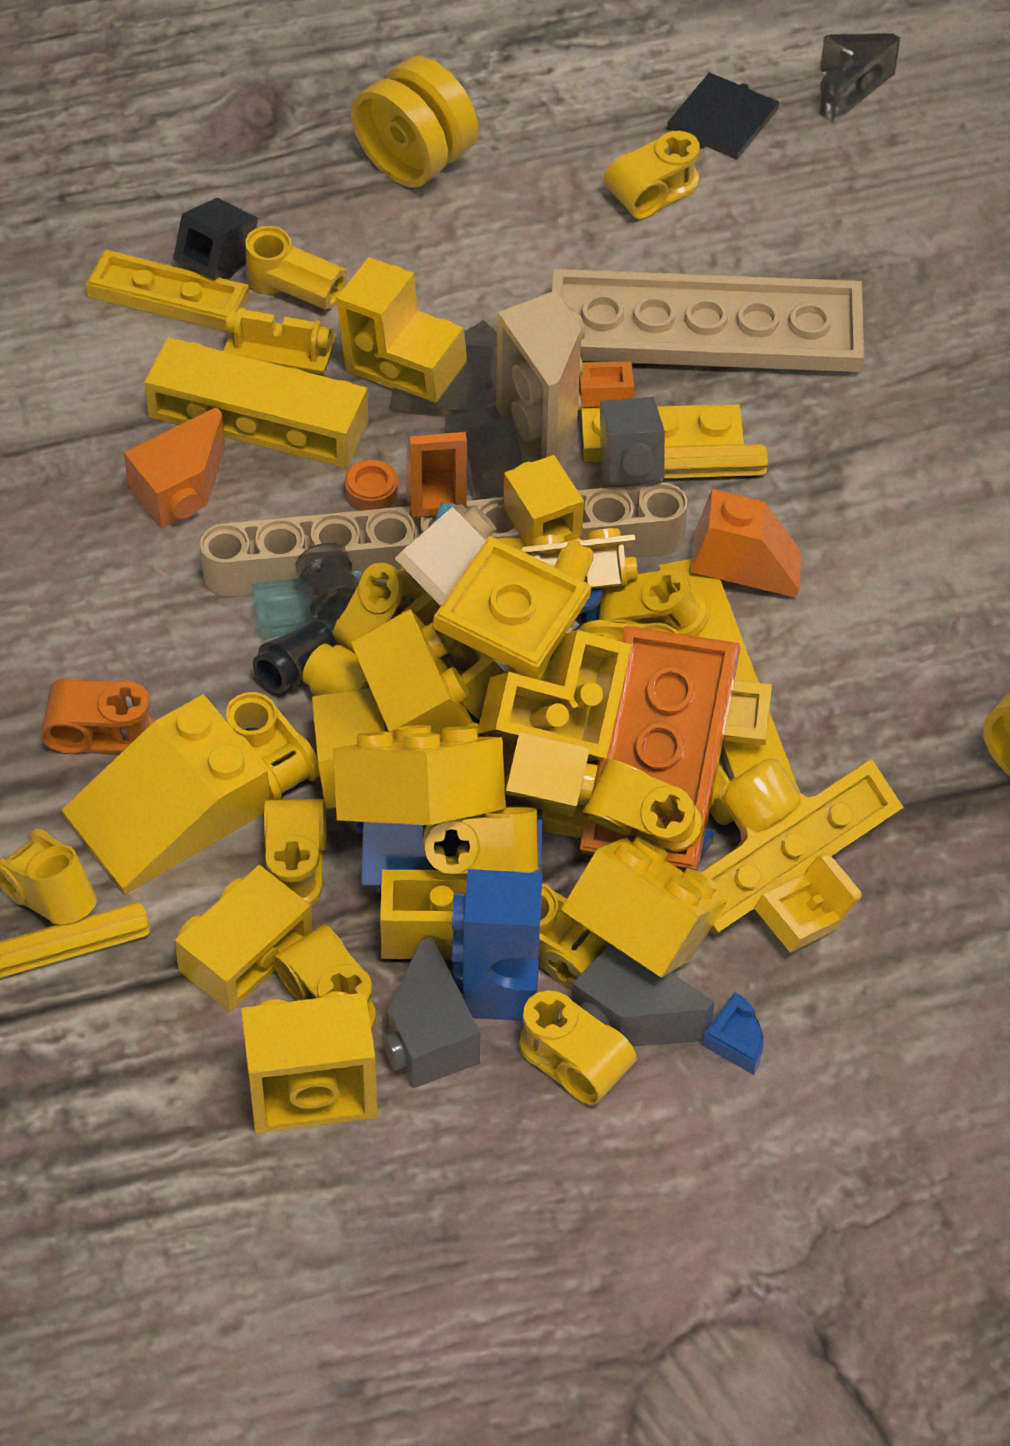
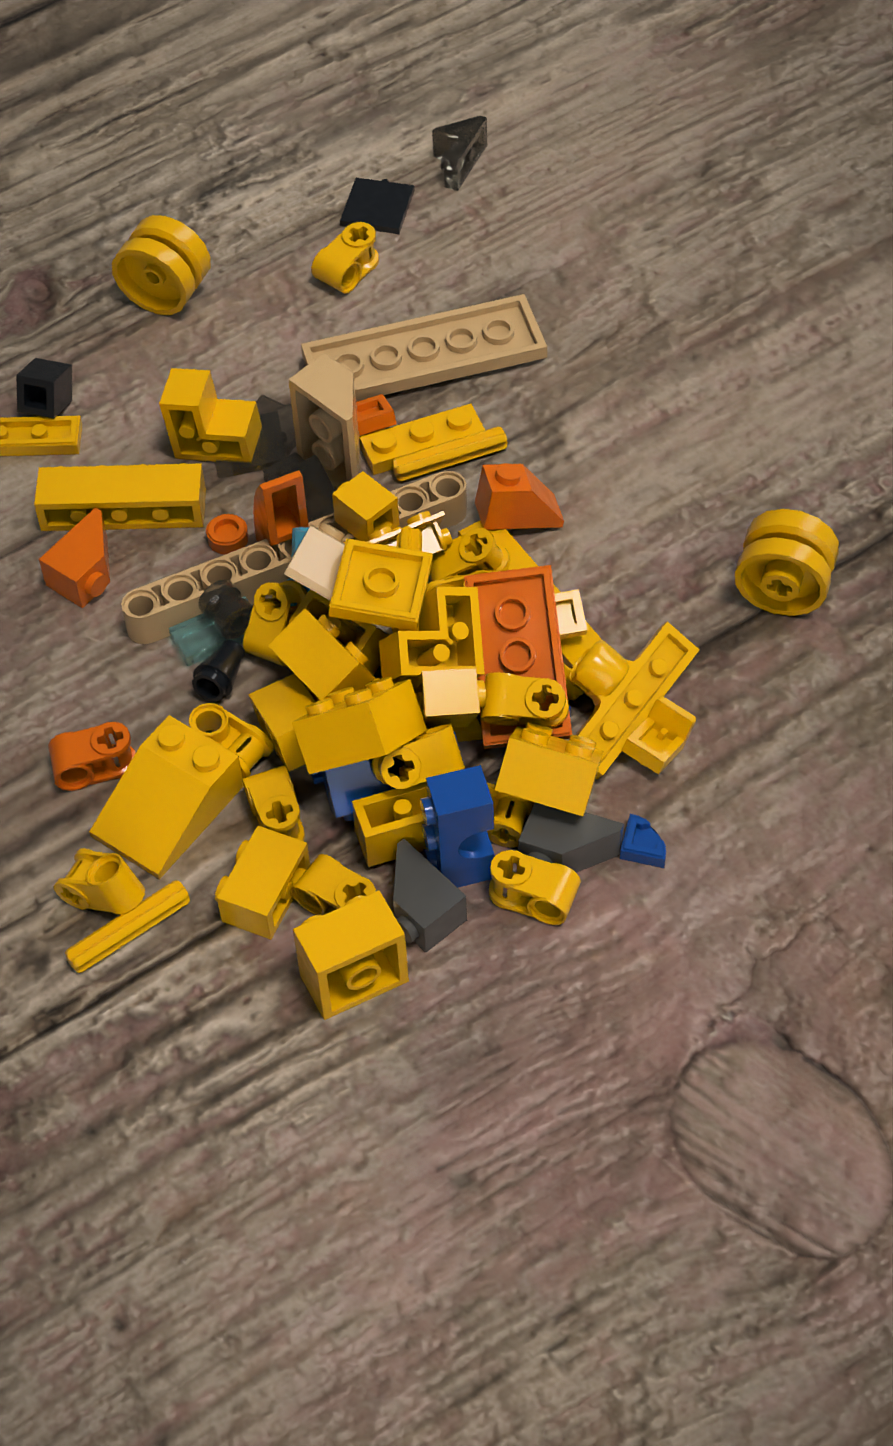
camera: 15 degrees left, 0 degrees up
(278, 267) = (97, 395): yellow piece -> none
(289, 344) = (131, 448): yellow hinge -> none
(333, 671) = (258, 671): yellow brick -> none
(631, 442) = (411, 449): dark grey slope -> none

